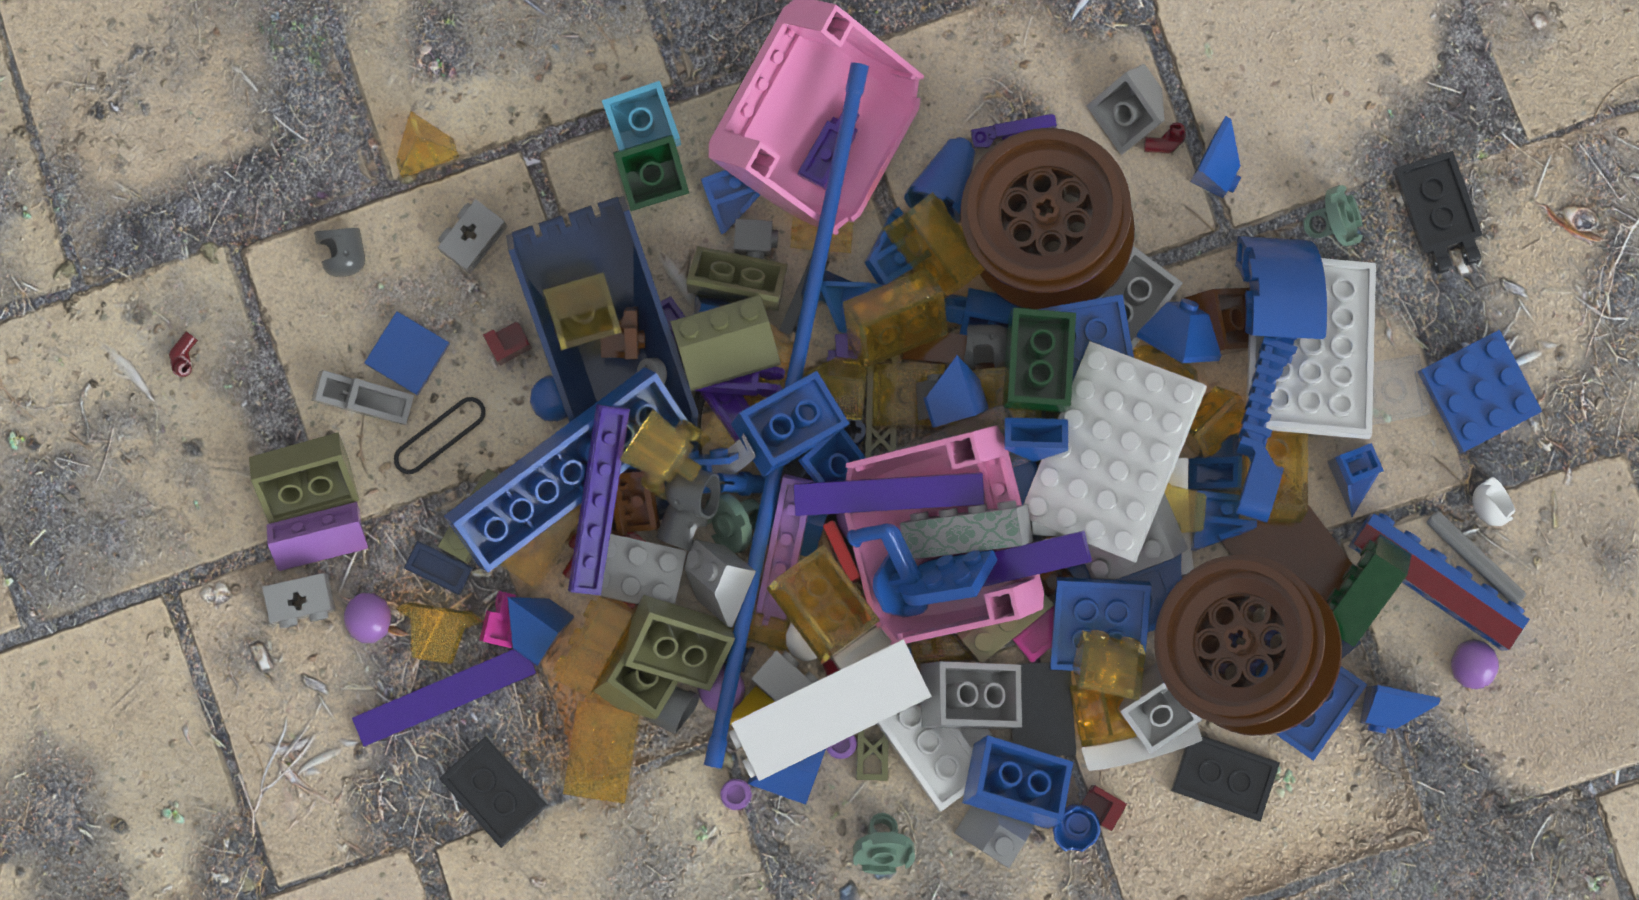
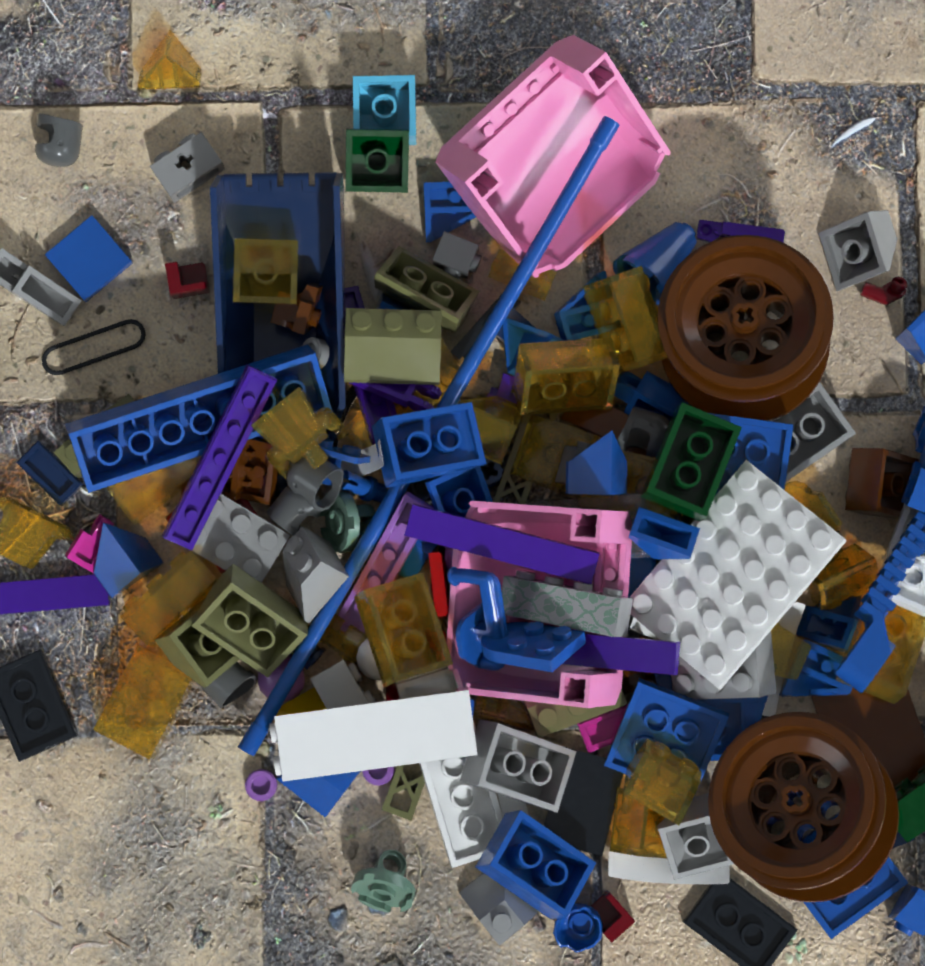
camera: 20 degrees right, 0 degrees up
(546, 400) = (204, 347): blue hair -> none
(819, 159) = (540, 203): dark purple hinge -> none
(1182, 333) = (839, 481): blue slope -> none

